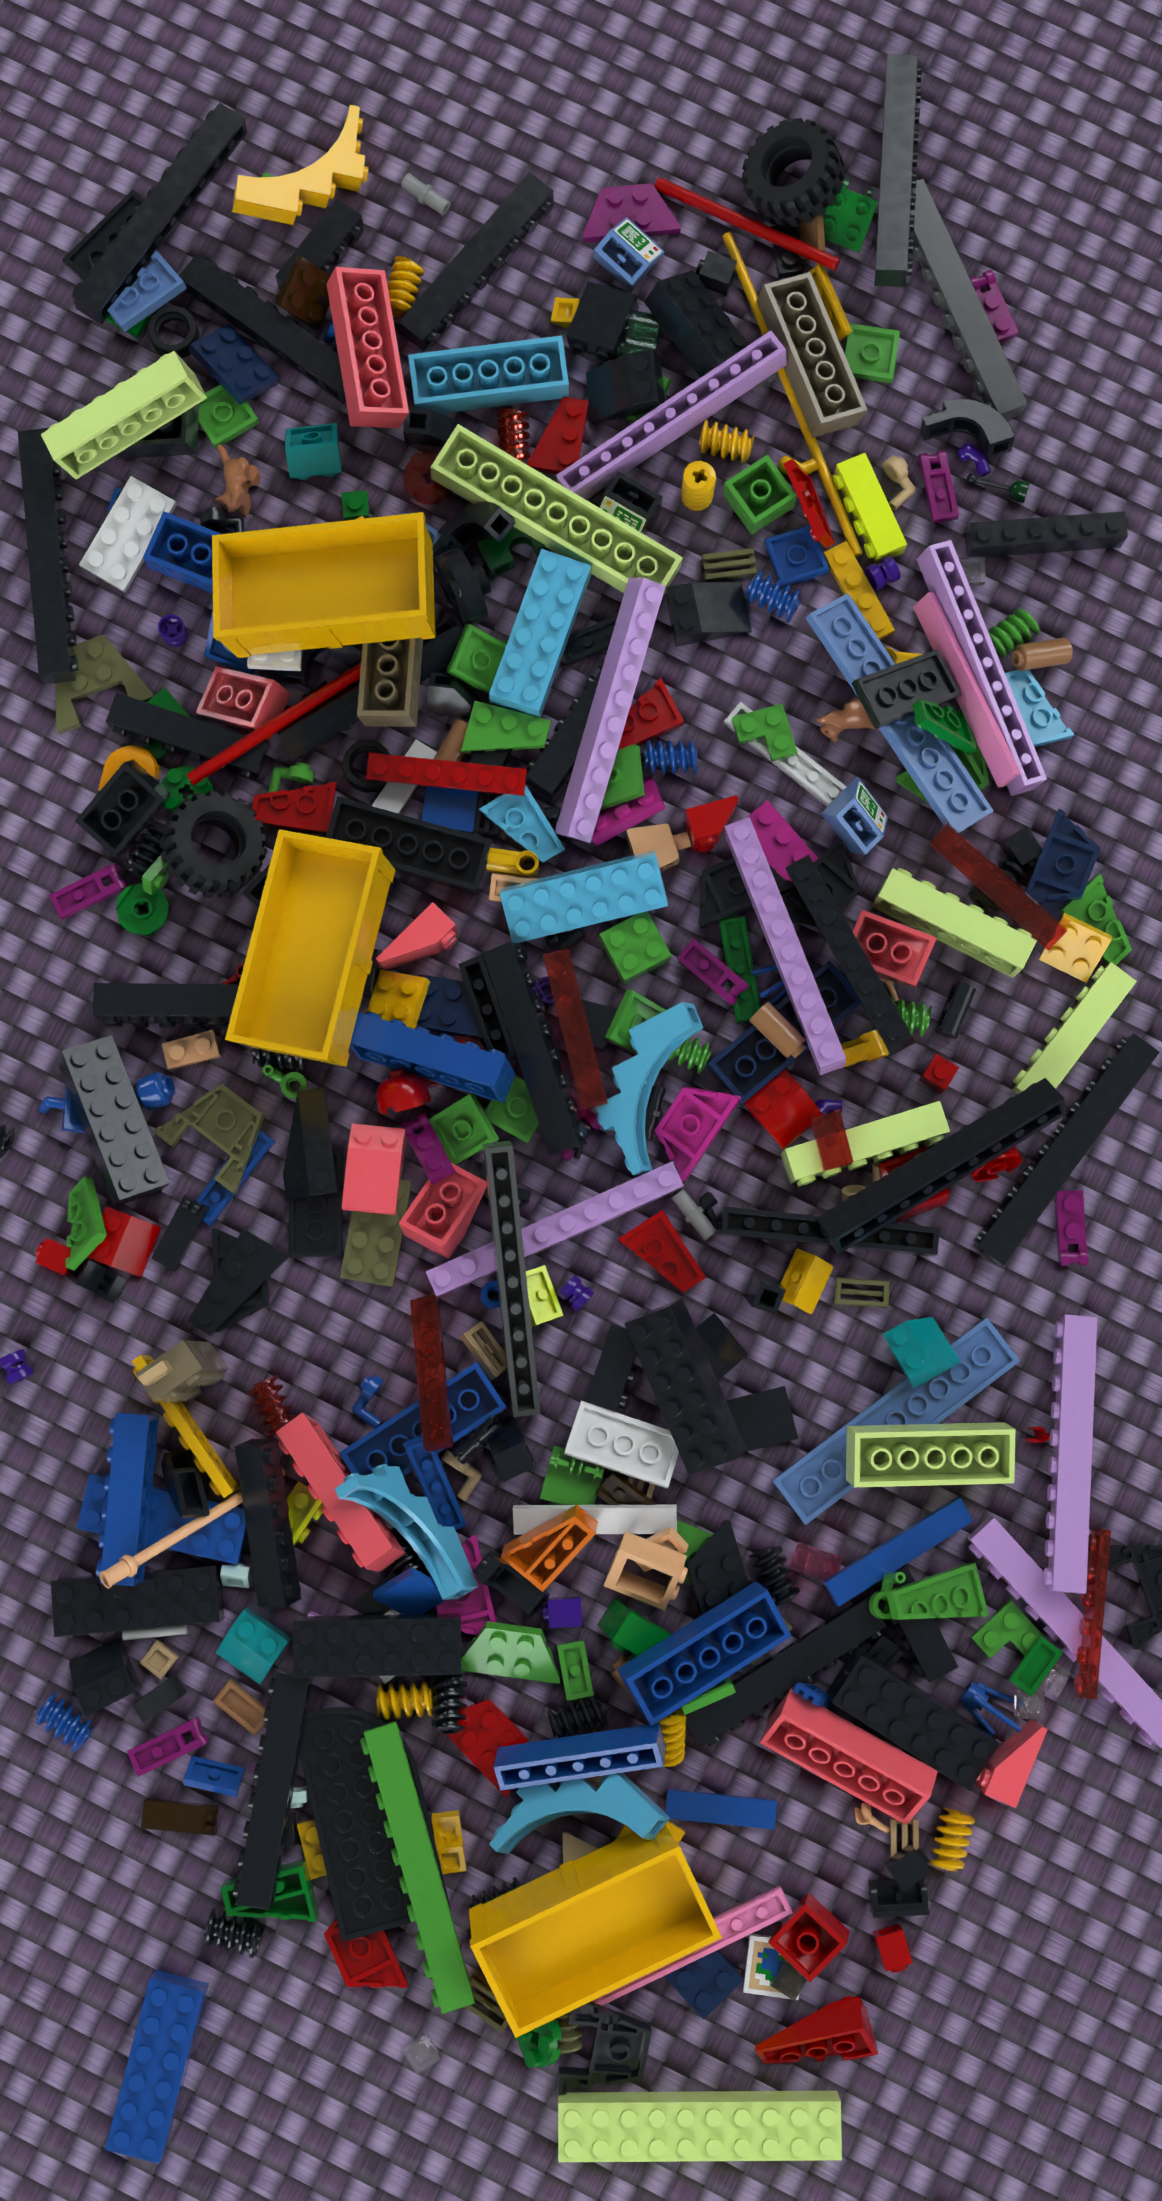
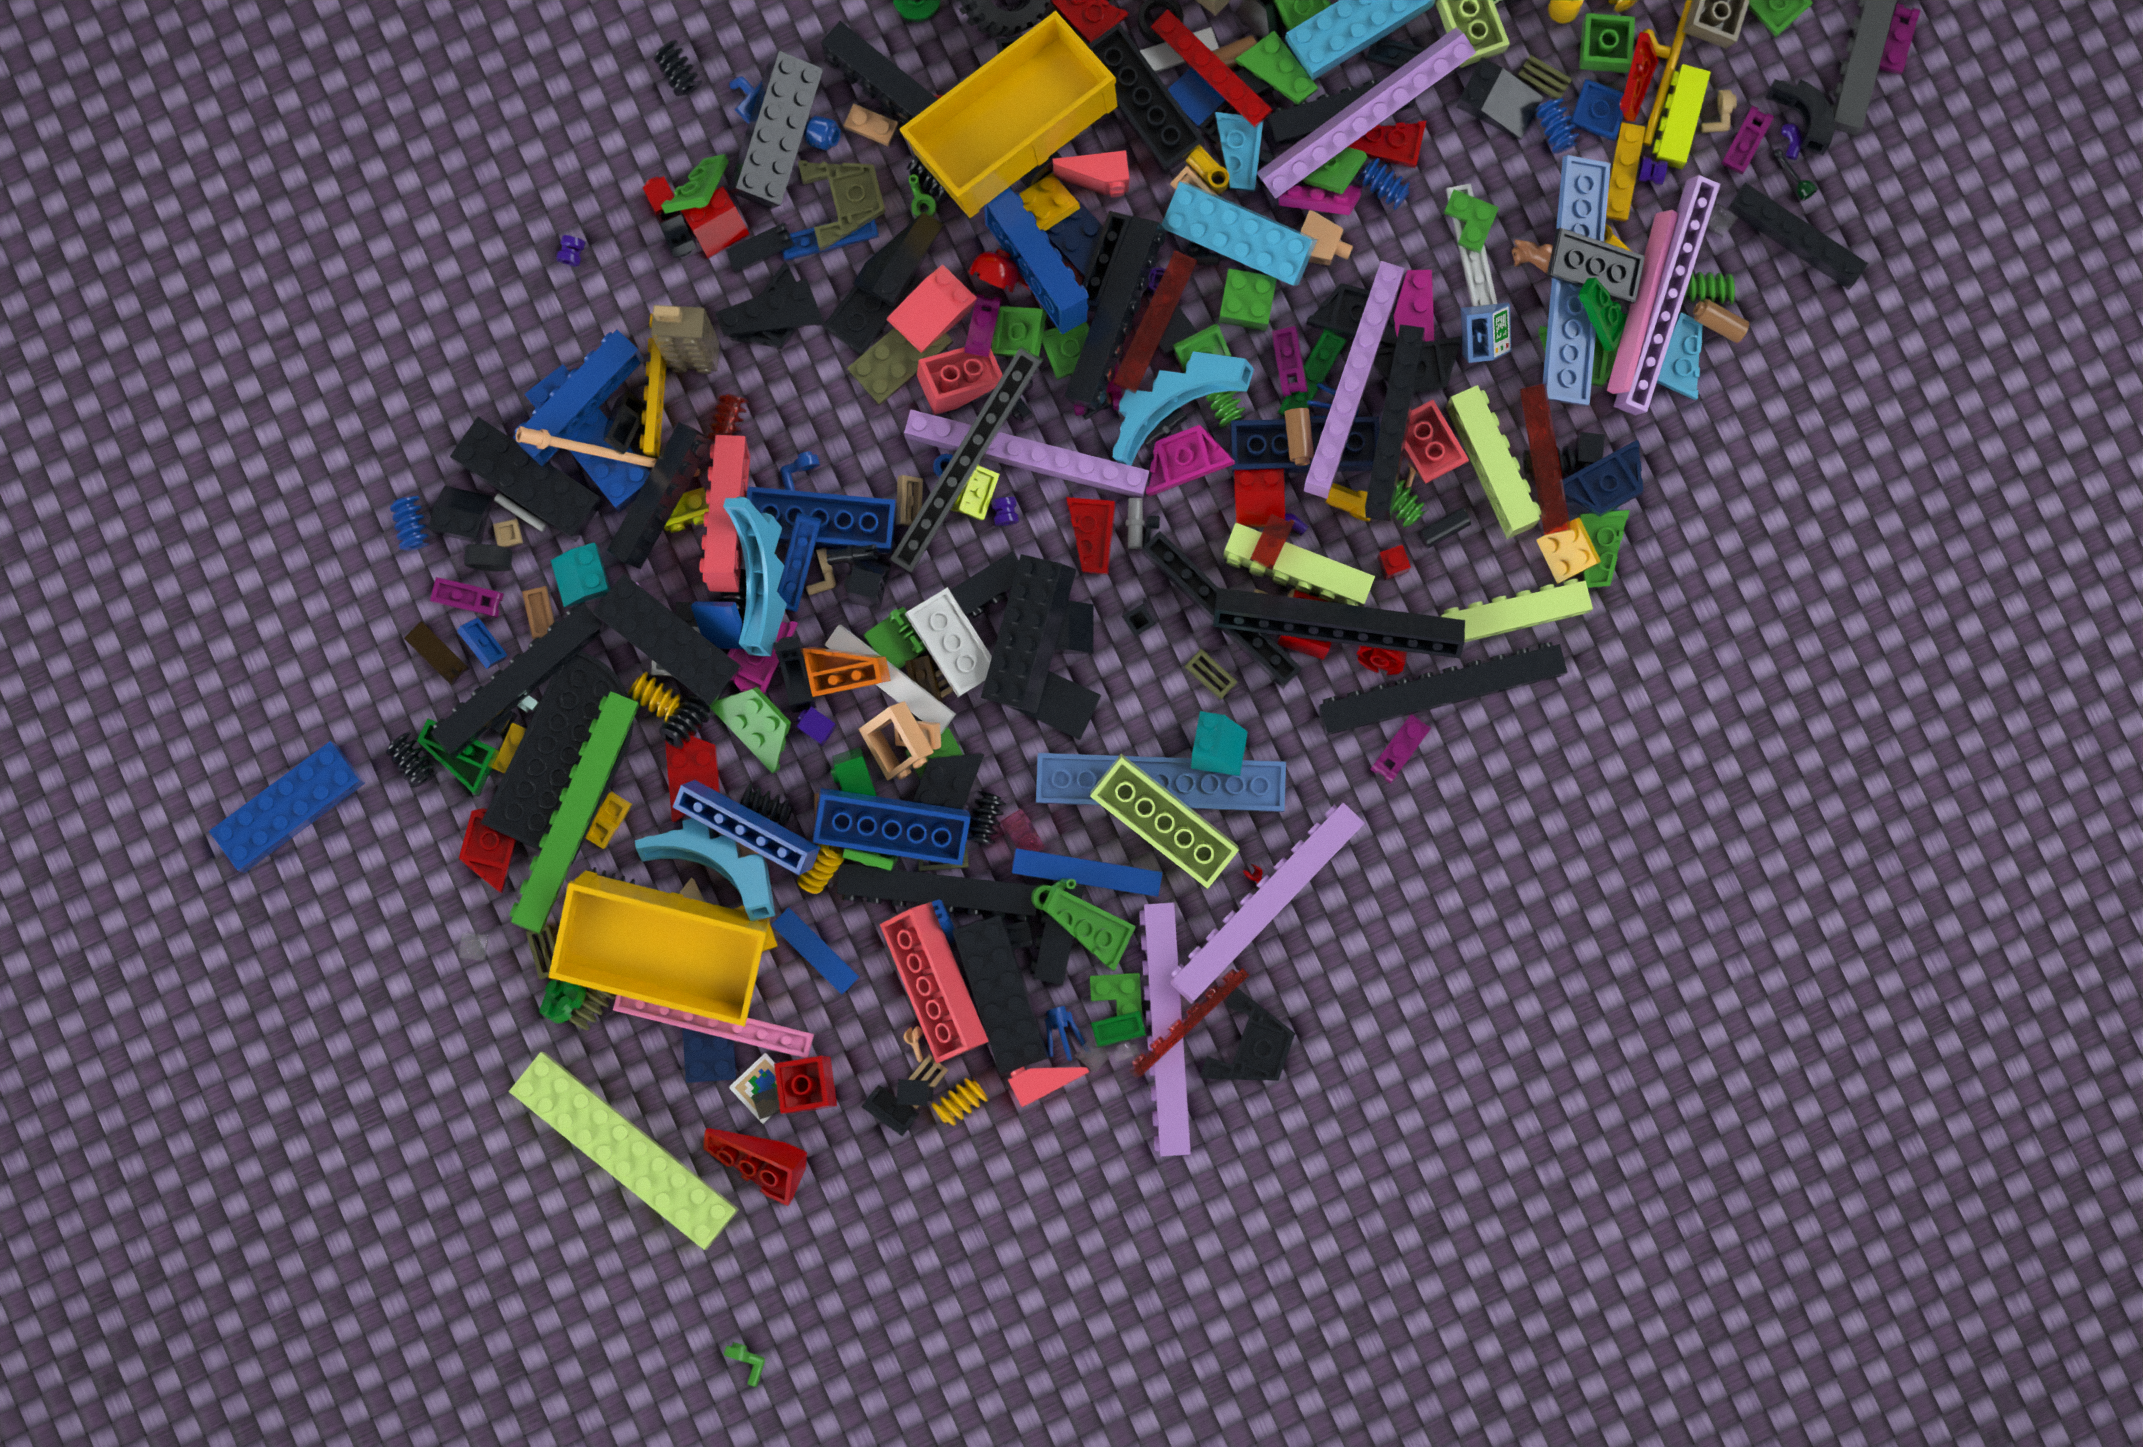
camera: 40 degrees right, 0 degrees up
(235, 1575) = (607, 517): light aqua plate -> none
(431, 1373) = (857, 482): clear red plate -> none
(575, 1670) = (791, 772): bright green plate -> none
(616, 2052) = (610, 1051): black wing -> none
(708, 821) = (1373, 248): red slope -> none
(805, 1280) = (1176, 633): yellow panel -> none
(892, 1948) = (857, 1142): red brick -> none

